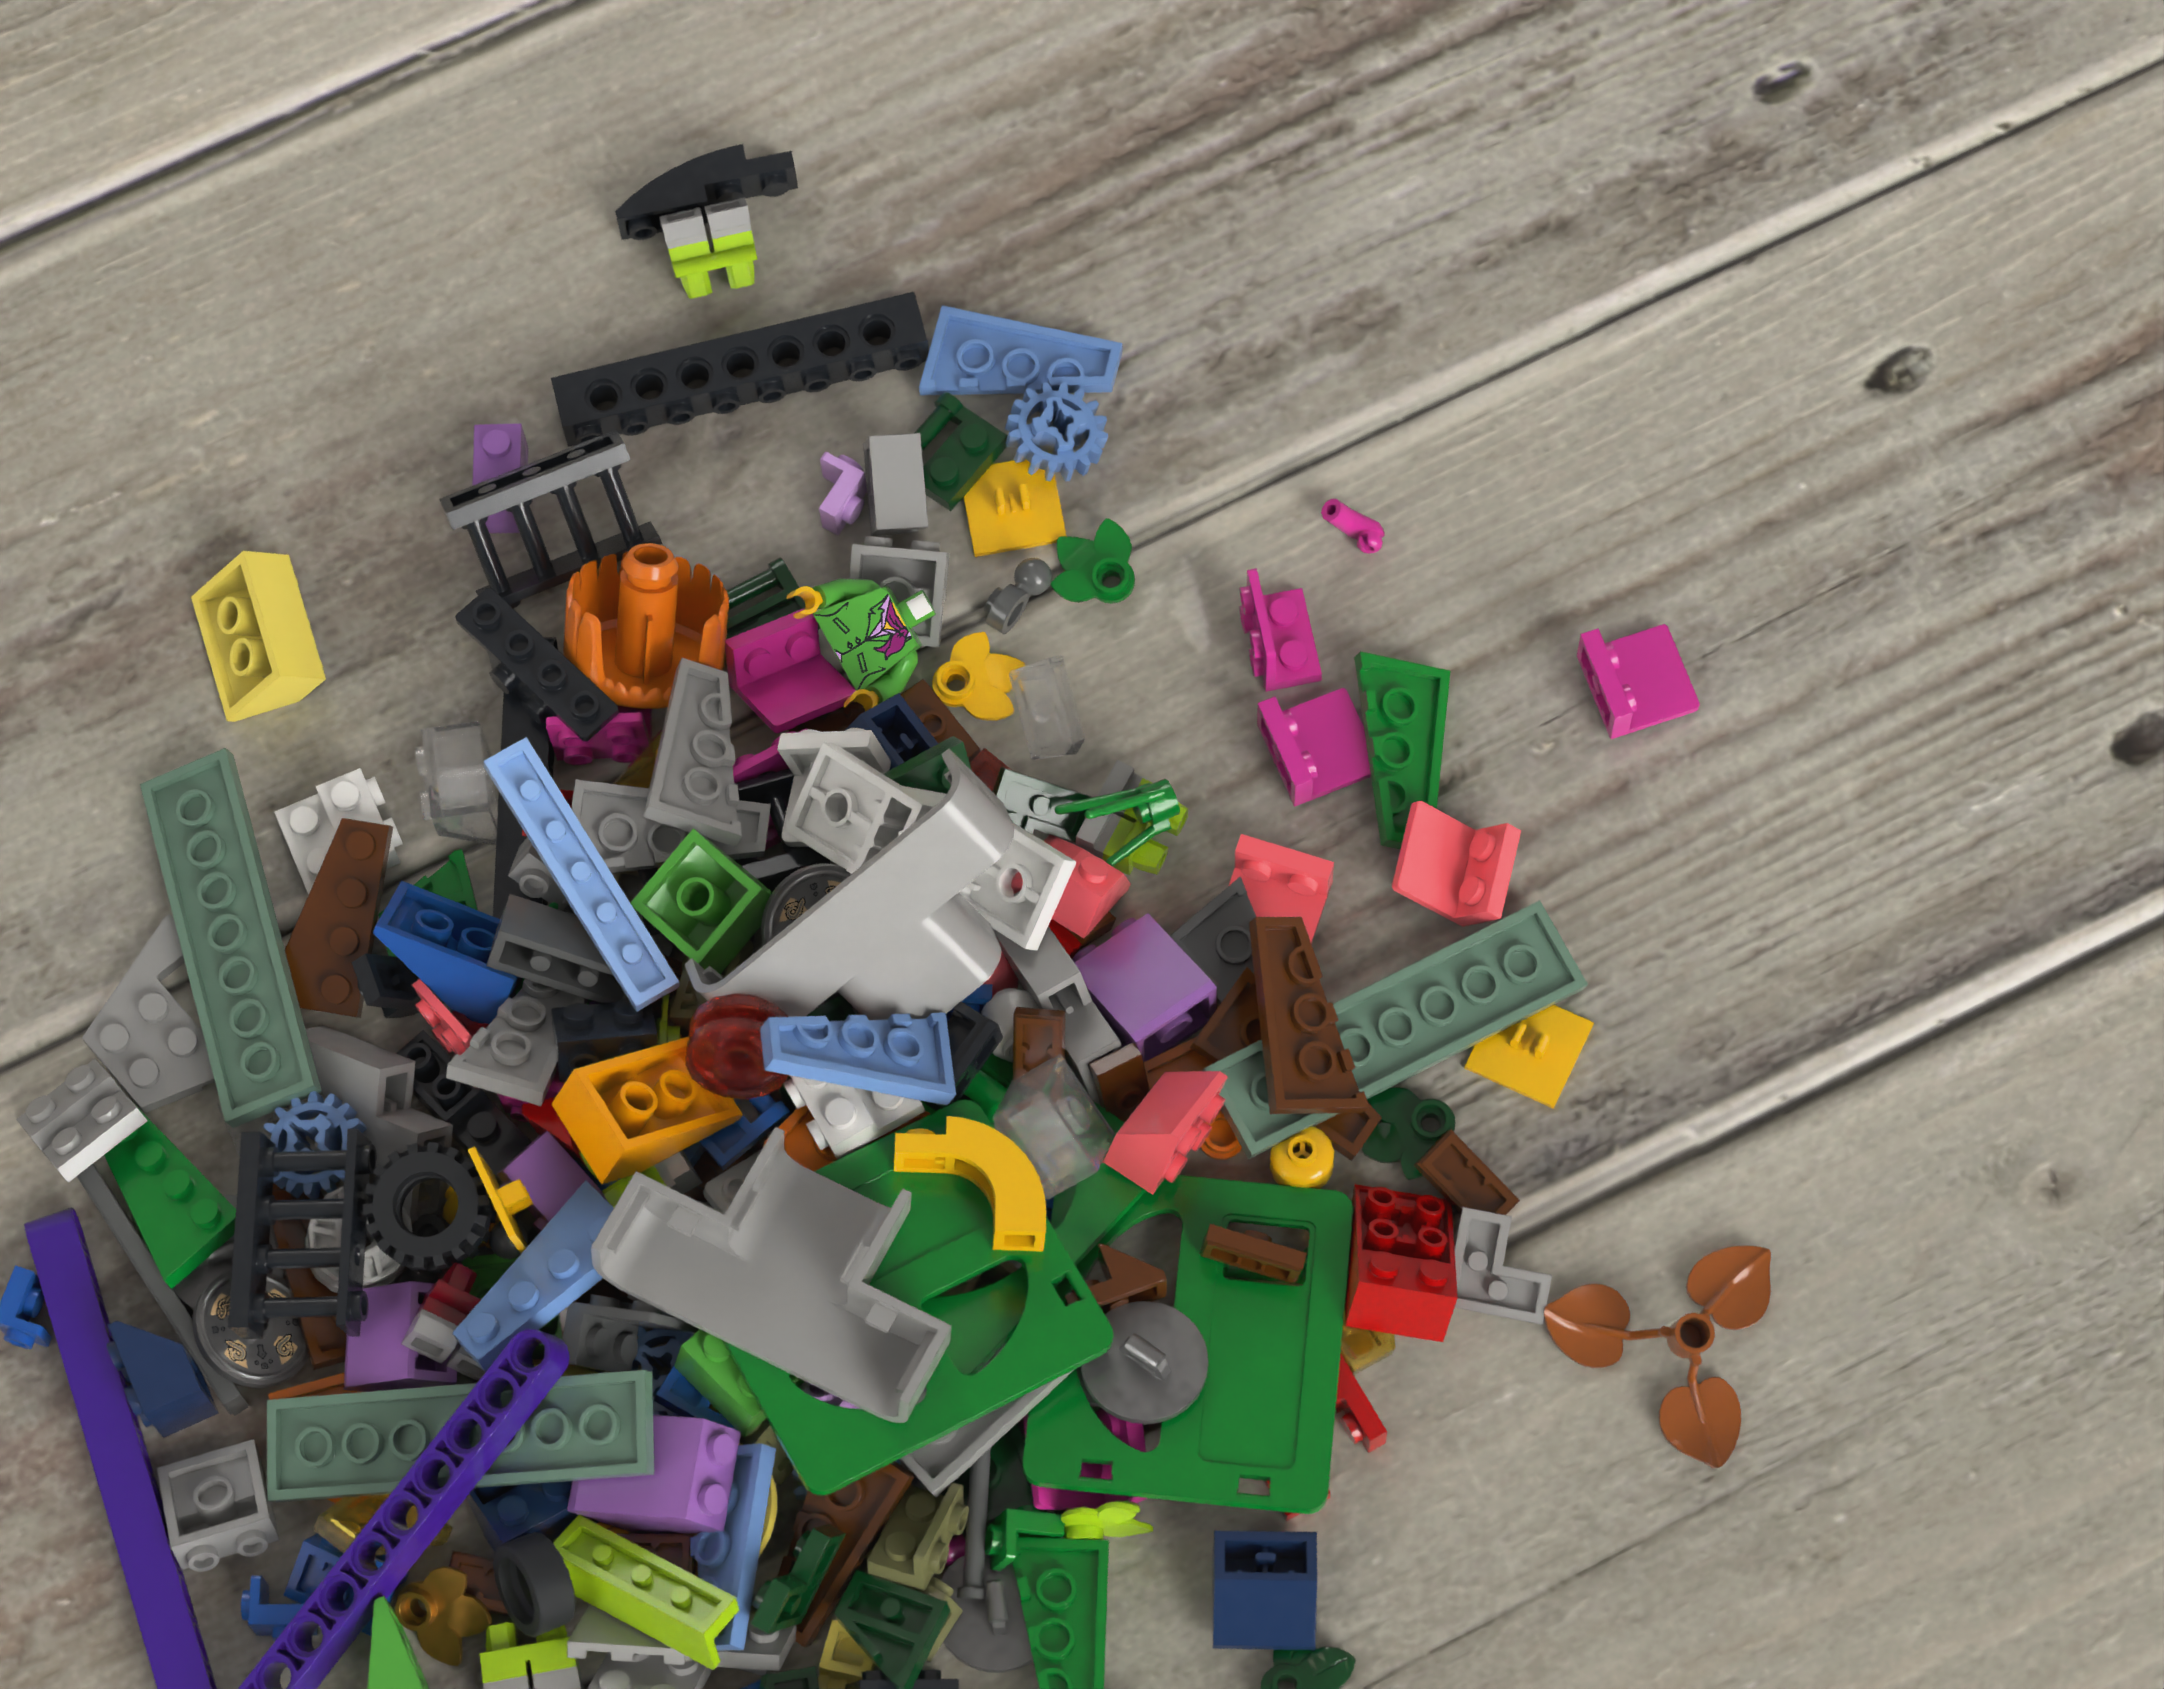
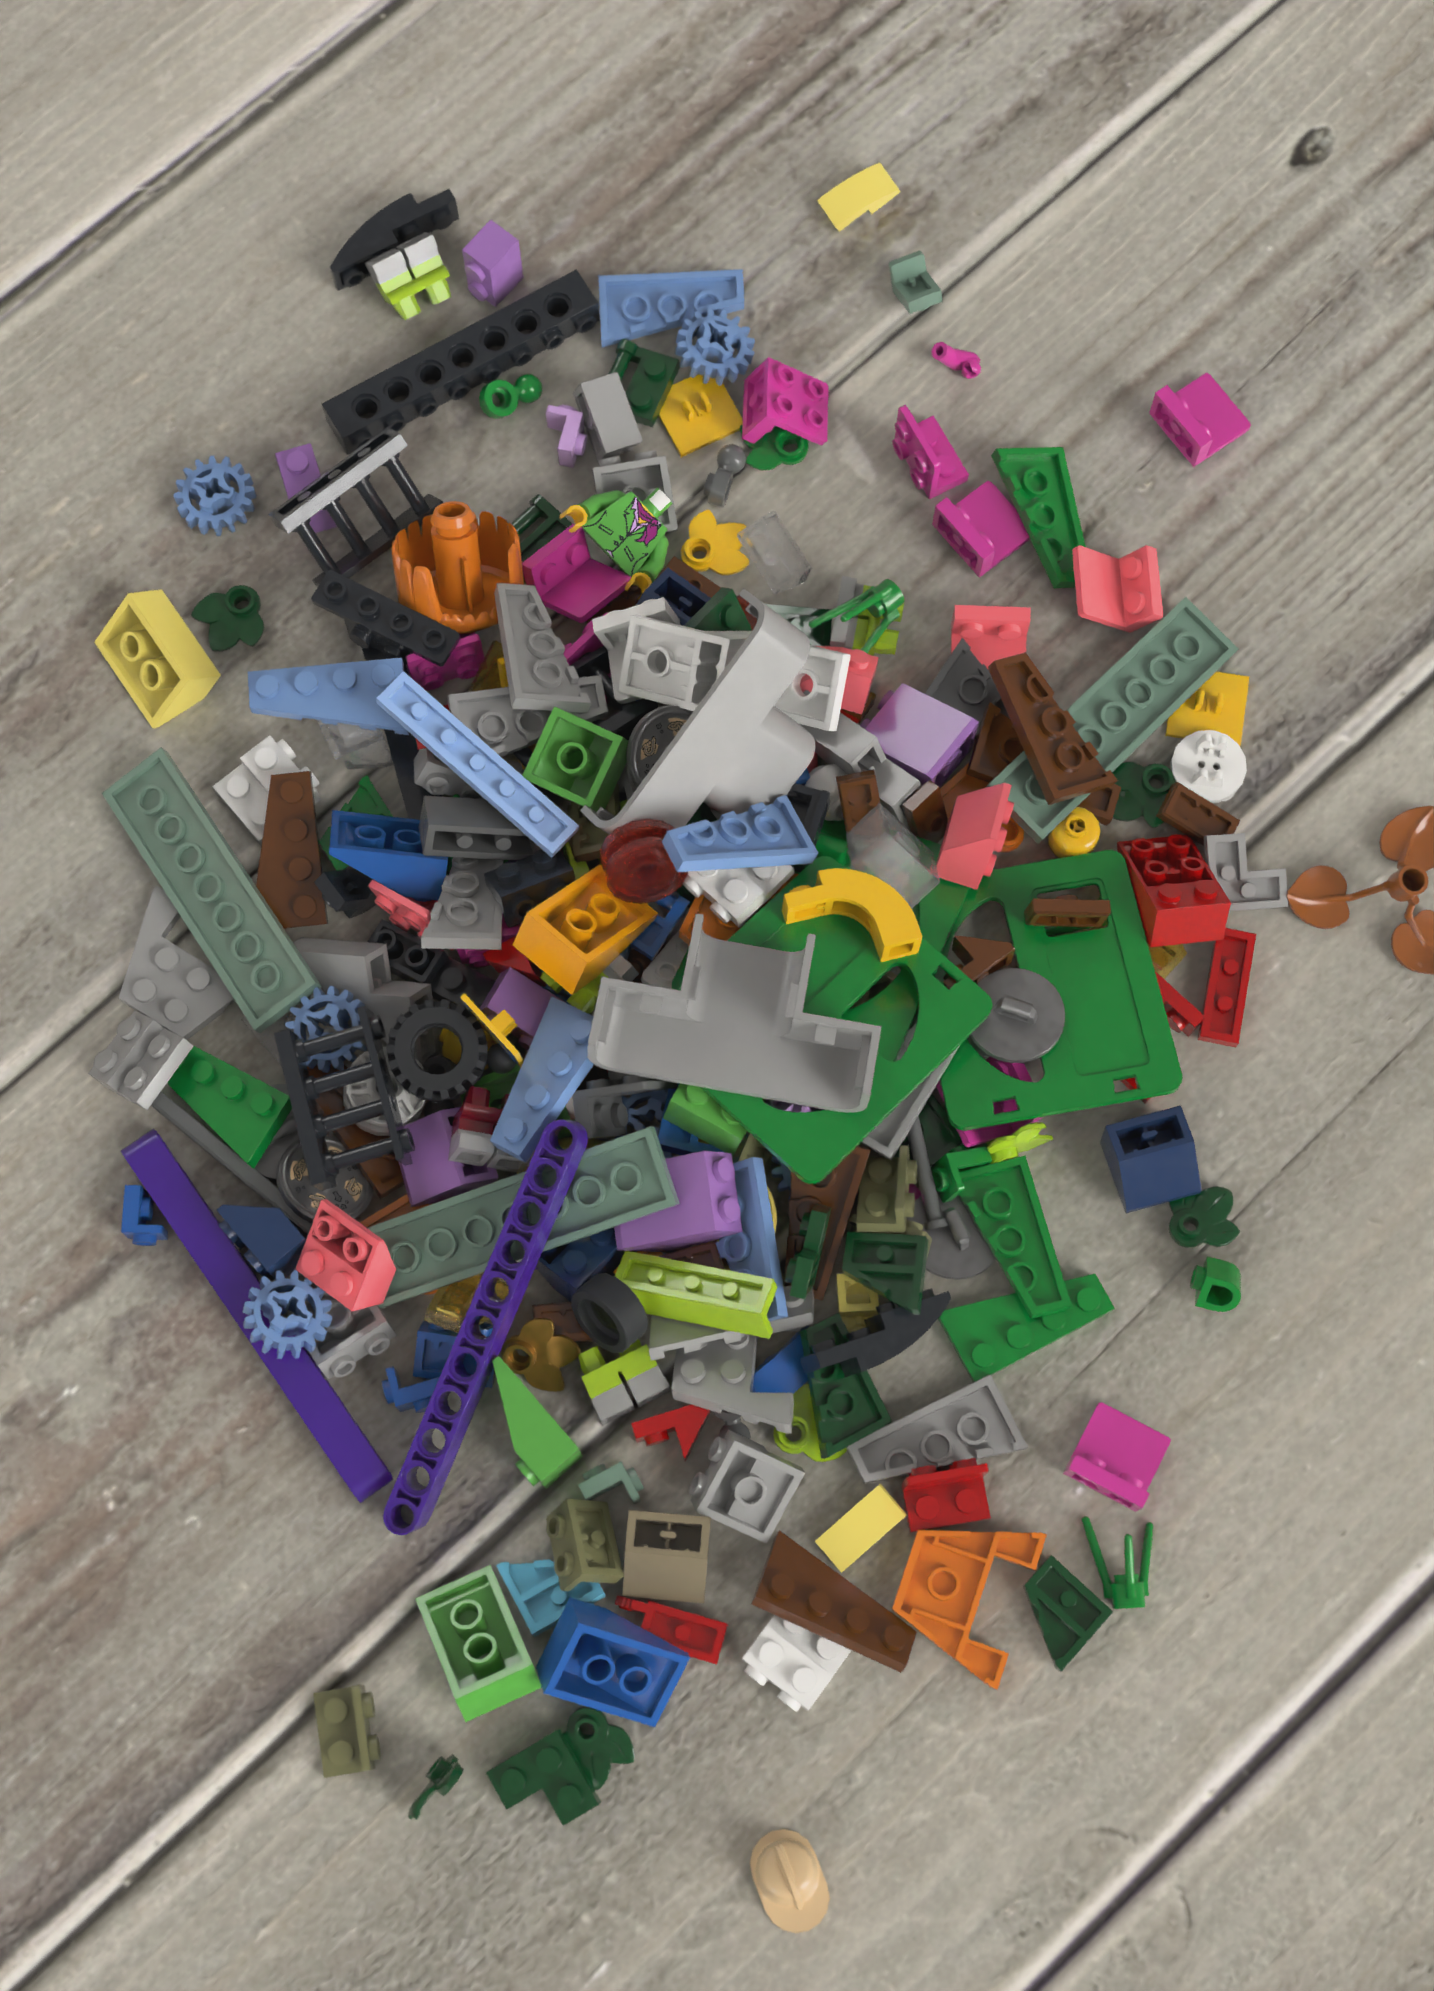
camera: 20 degrees left, 5 degrees up
(143, 1455) = (275, 1304): none -> medium blue gear
(242, 1429) = (346, 1259): none -> coral slope
(358, 616) = (228, 622): none -> dark green plate
(393, 474) = (215, 496): none -> medium blue gear
(435, 735) = (327, 693): none -> medium blue wing
(810, 422) = (526, 389): none -> green plate
(813, 259) = (492, 263): none -> medium lavender brick
(1122, 524) = (784, 399): none -> dark pink bracket
(1299, 284) = (857, 194): none -> light yellow slope
(1331, 415) = (913, 283): none -> sand green bracket
(1433, 1404) = (1227, 988): none -> red plate
(1512, 1101) = (1209, 749): none -> white plate

